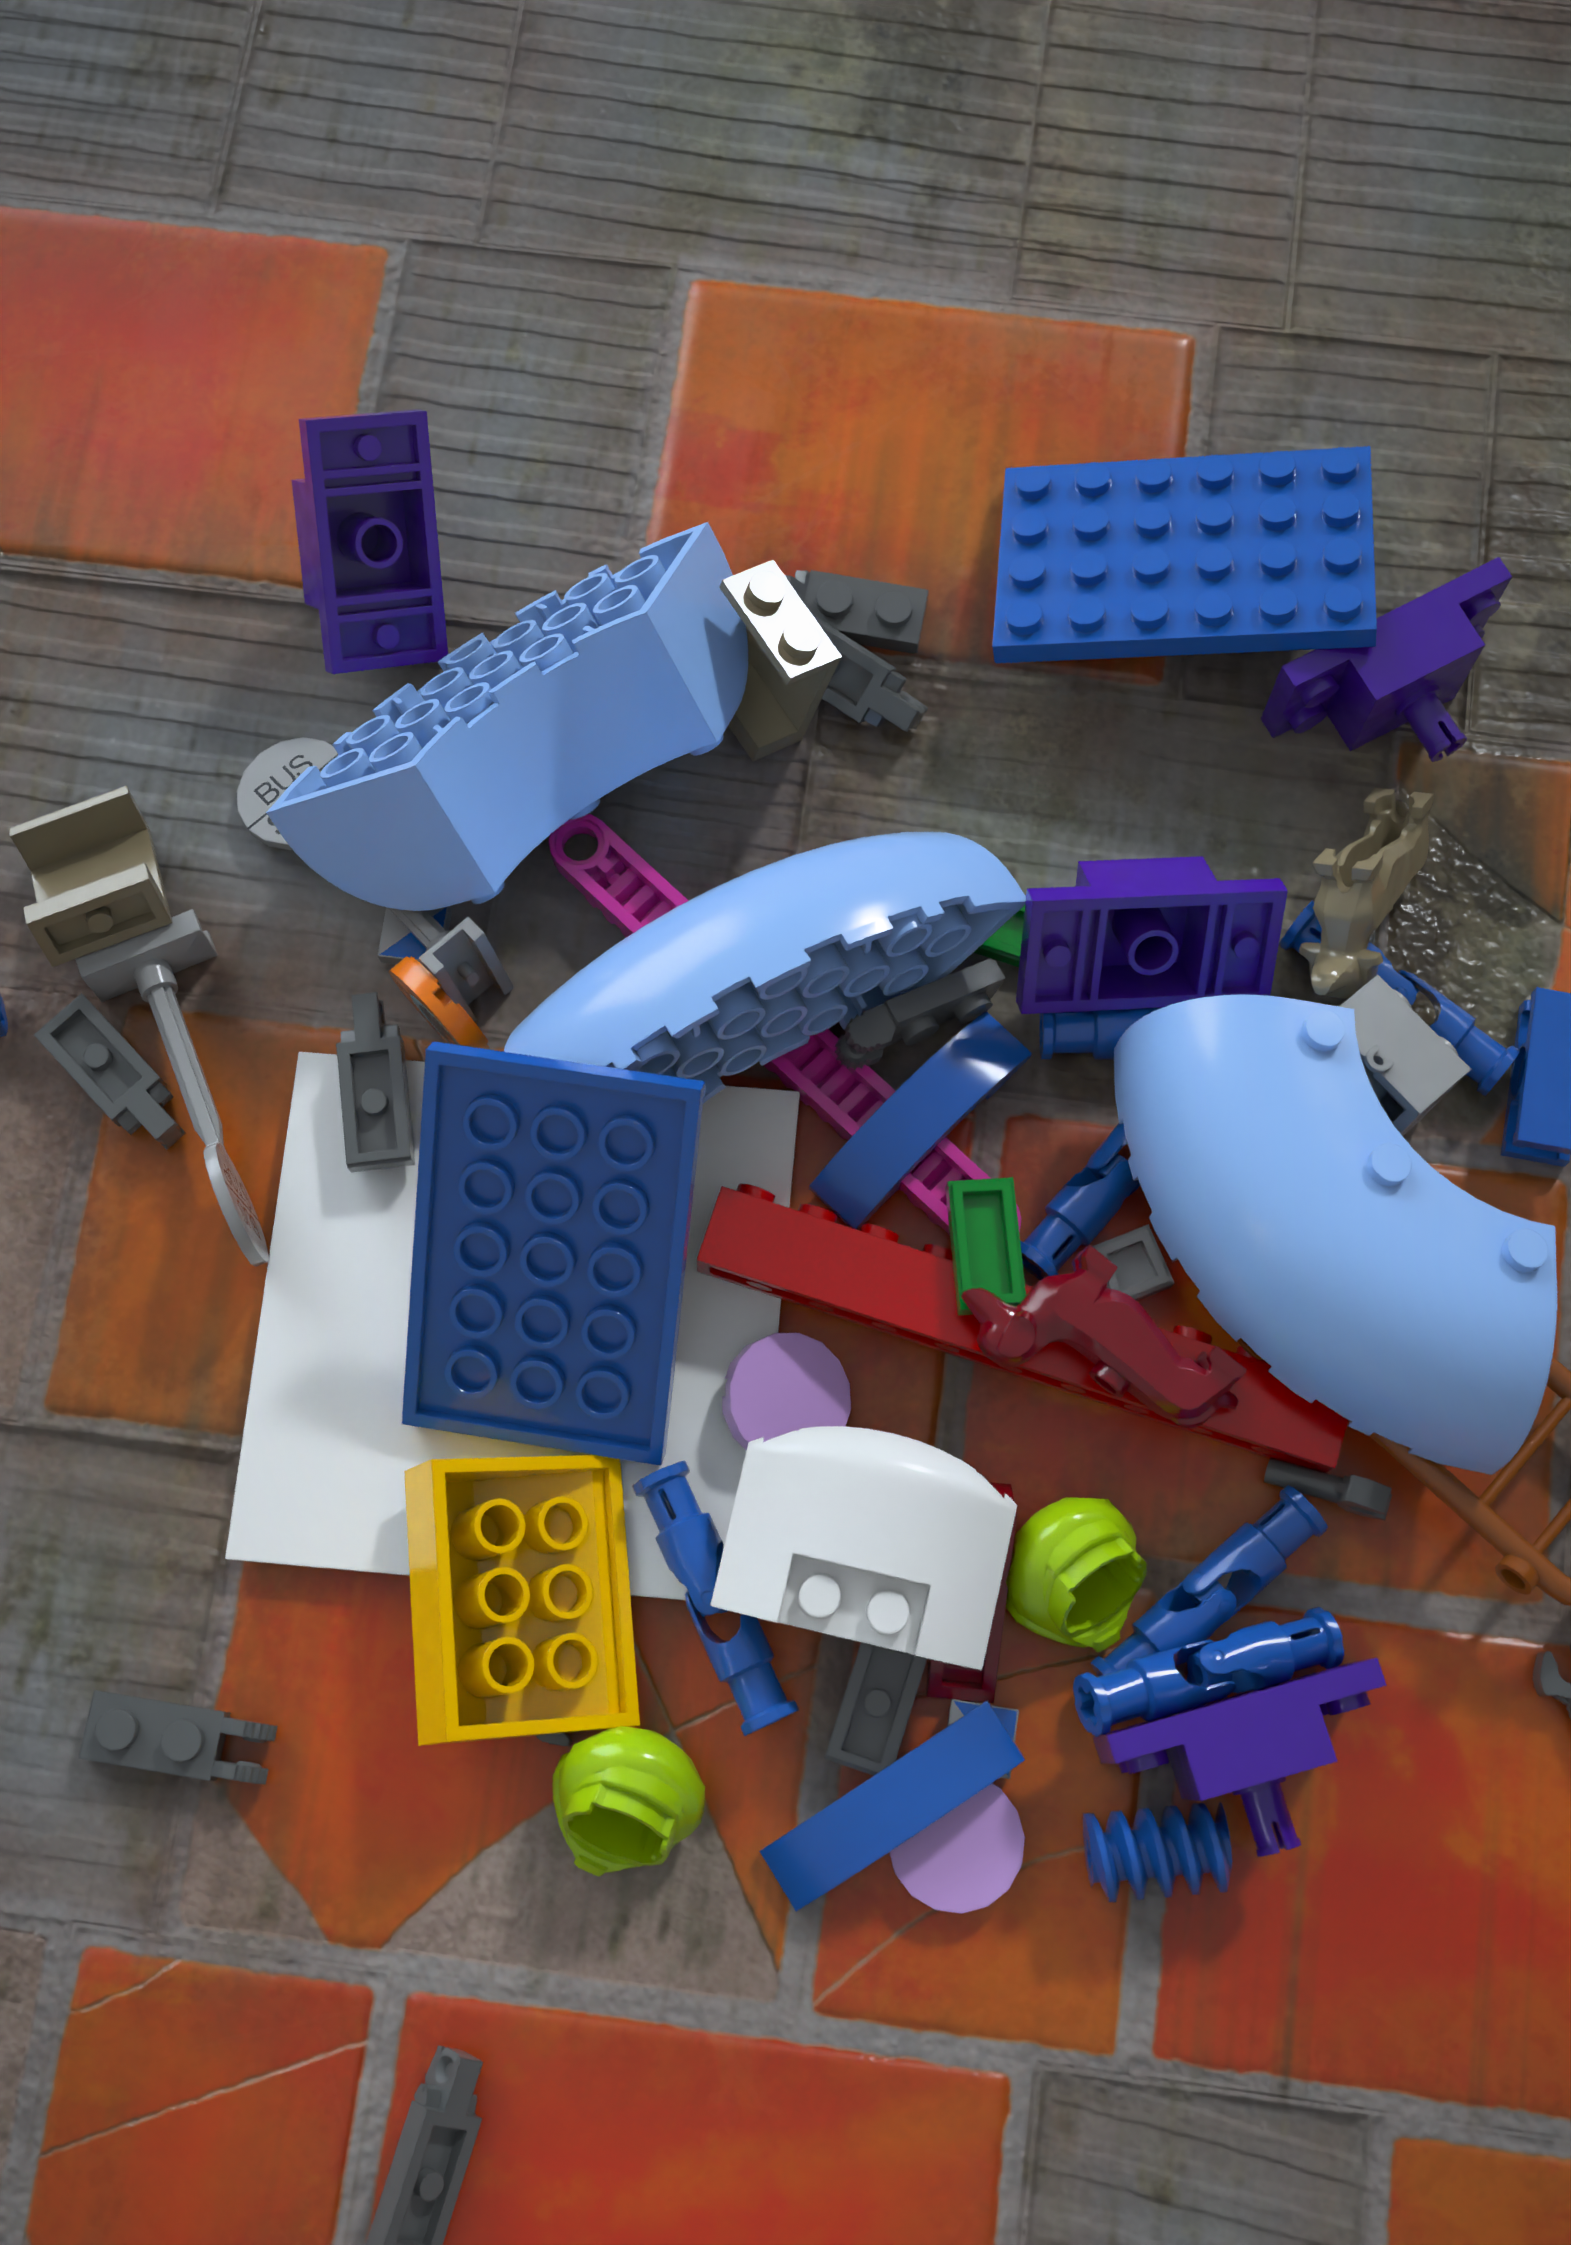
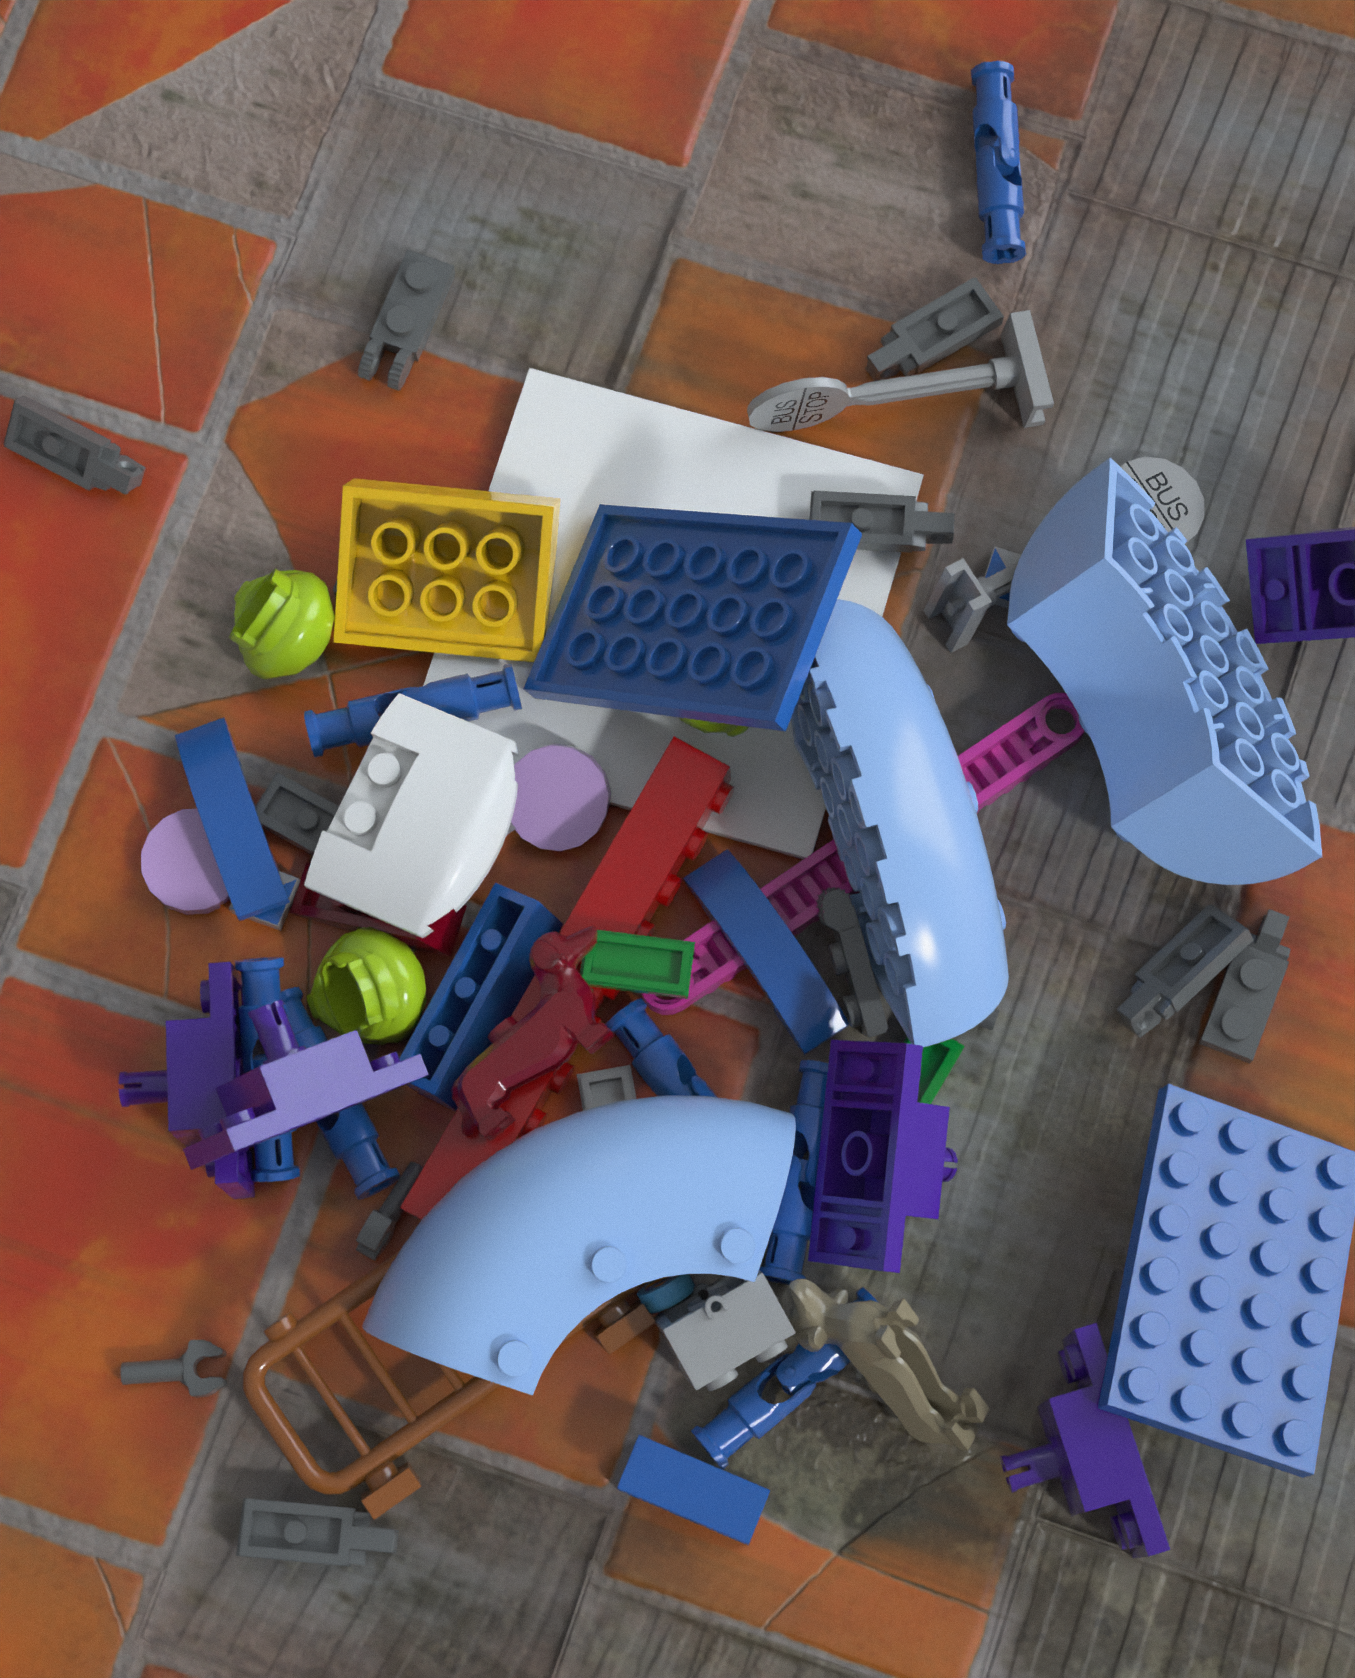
camera: 100 degrees right, 0 degrees up
(91, 876) = (1097, 335): dark tan panel -> none
(435, 1005) = (914, 586): orange tile -> none
(786, 661) = (1178, 903): dark tan panel -> none
(1061, 1436) = (478, 989): none -> blue brick
(1158, 1851) = (144, 1003): blue piece -> none
(1265, 1605) = (296, 1086): none -> brick

